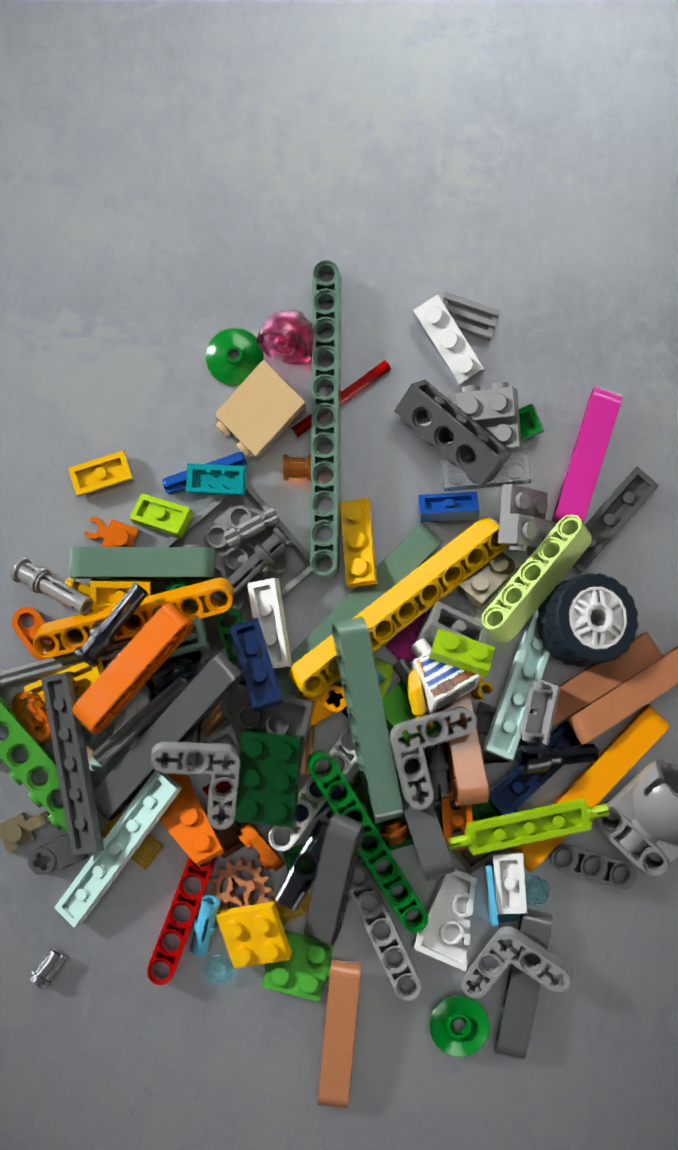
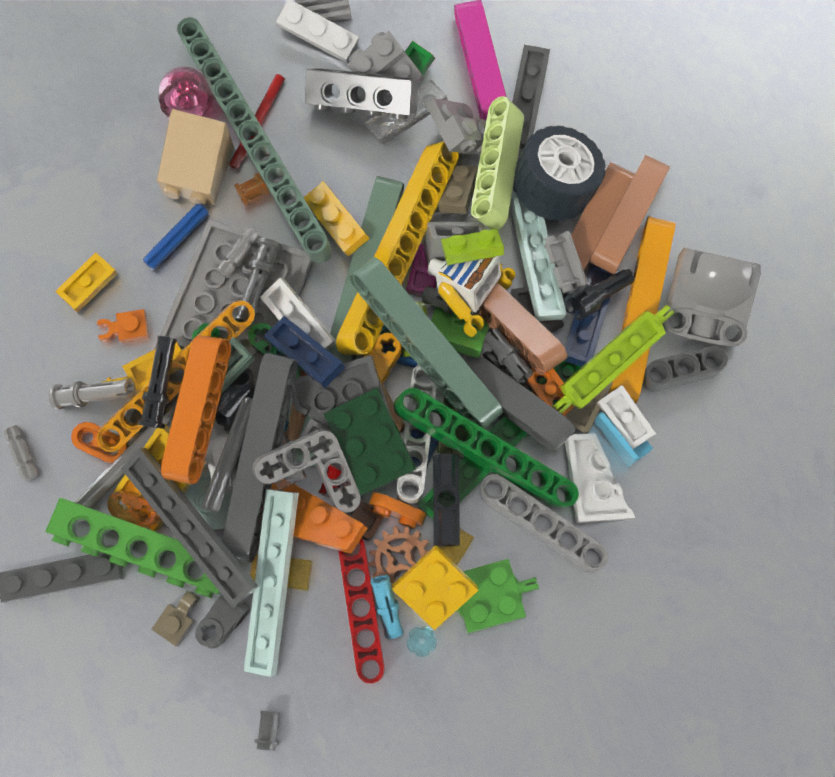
camera: 30 degrees left, 10 degrees down
(142, 562) = (171, 321): sand green beam -> none
(161, 515) = (157, 285): lime plate -> none
(216, 479) = (187, 231): teal plate -> none
(233, 371) = (146, 147): green dish -> none
(334, 878) = (476, 495): dark grey beam -> none
(339, 1033) = (560, 633): nougat beam -> none
(394, 832) = (504, 429): dark orange plate -> none
(414, 749) = (480, 344): light grey beam -> none
(448, 507) = (392, 154): blue plate -> none
(459, 1041) = (672, 562): green dish -> none
(508, 954) = (662, 478): light grey beam -> none
(522, 990) = (689, 500): dark grey beam -> none
(542, 894) = (656, 413): clear light blue plate -> none

